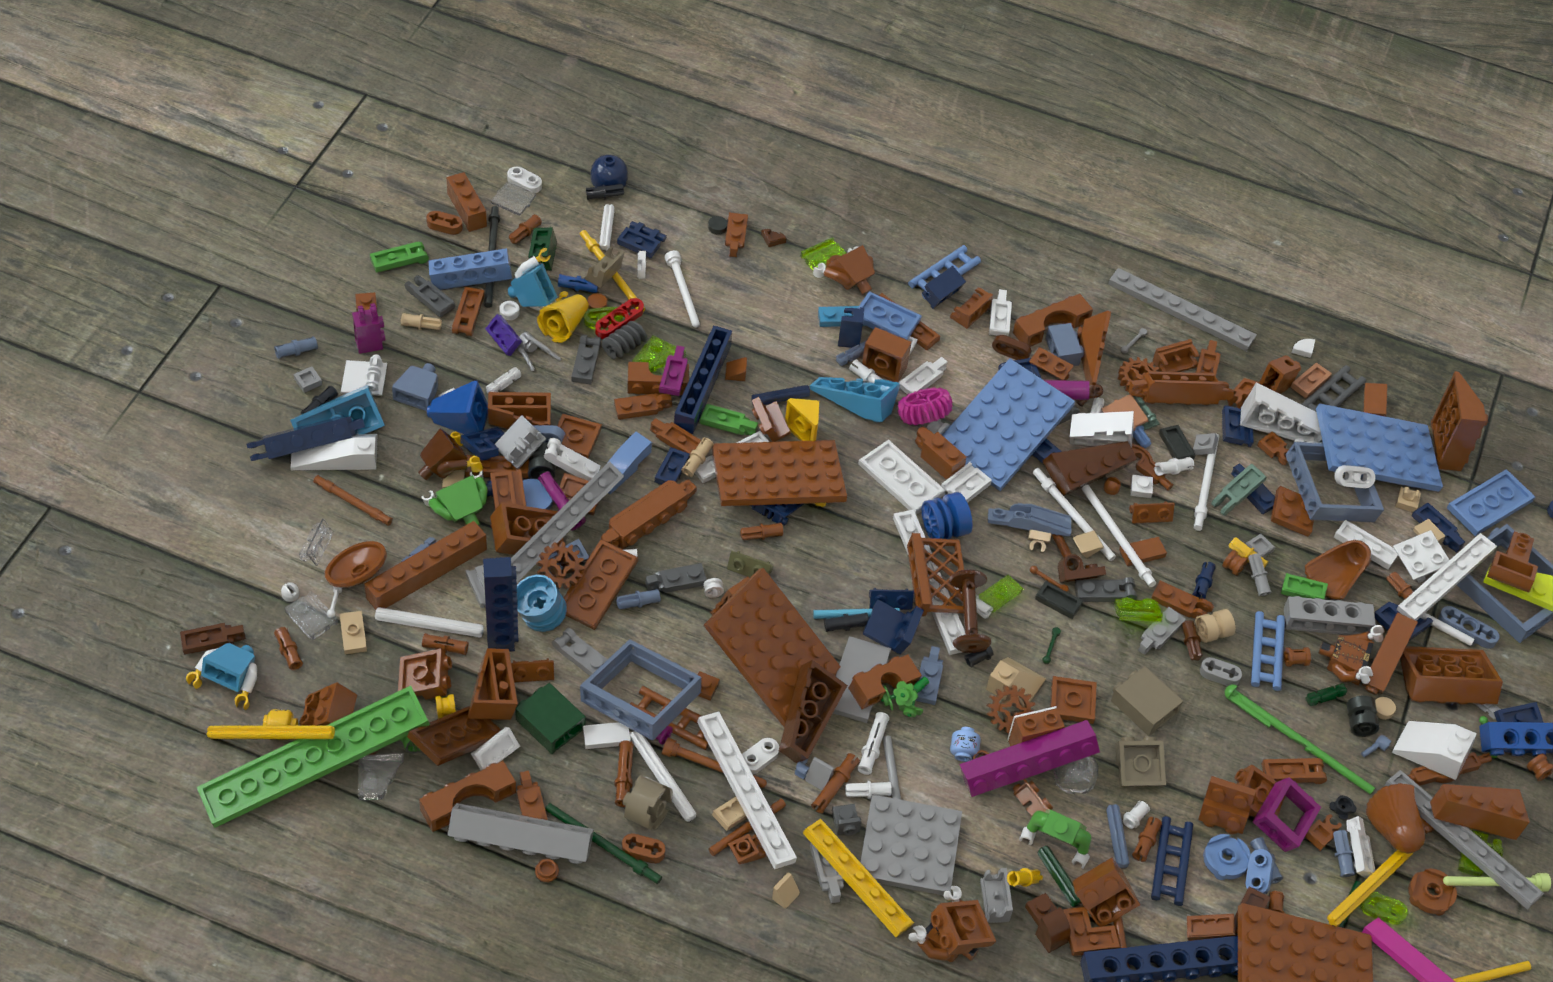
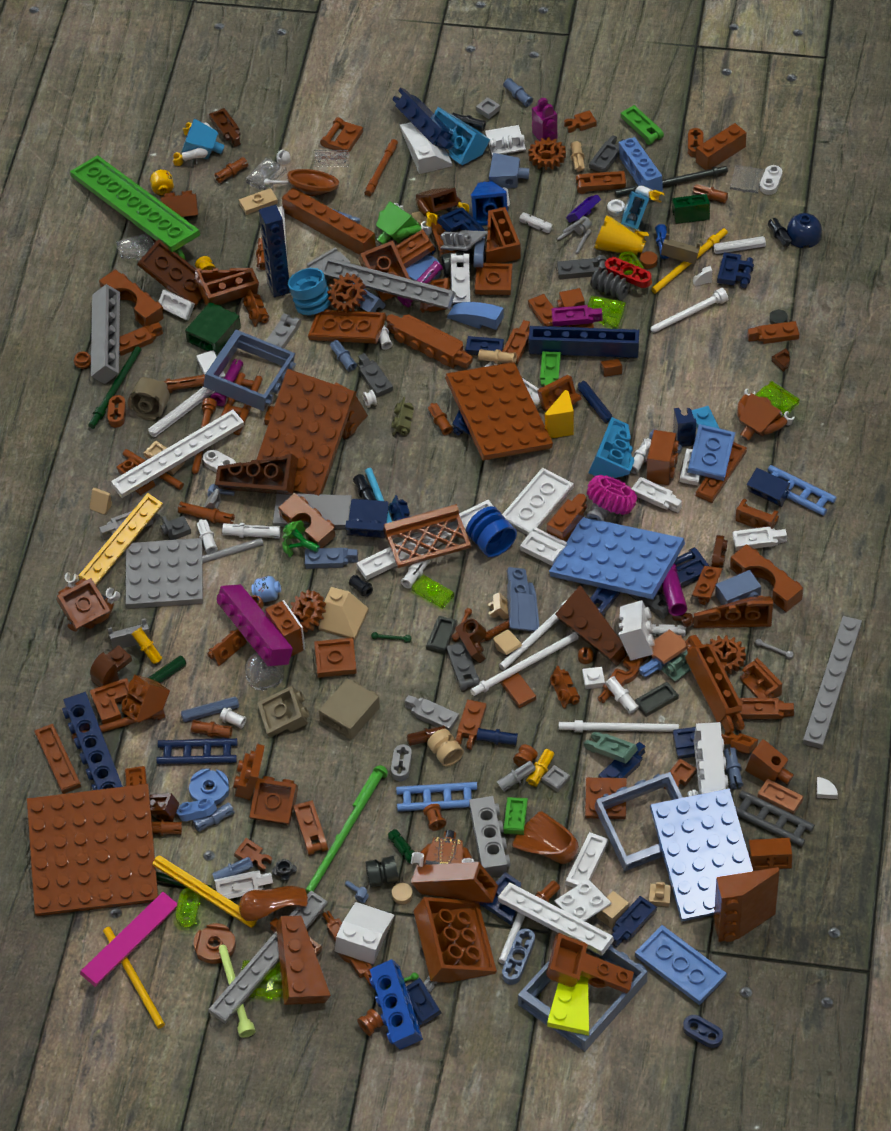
camera: 85 degrees right, 0 degrees up
(270, 732) = (146, 185): yellow axle -> none
(287, 522) = (346, 139): none -> dark orange plate
(406, 344) = (547, 153): none -> dark orange gear
(426, 673) = (228, 248): dark orange plate -> none
(968, 581) = (387, 557): reddish brown hose -> none
(1062, 829) = (191, 658): bright green torso -> none
(1138, 610) = (444, 689): clear neon green plate -> none
(1205, 444) = (661, 717): light grey plate -> none
(1269, 822) = (238, 813): magenta window -> none
(1353, 476) = (647, 828): white plate -> none

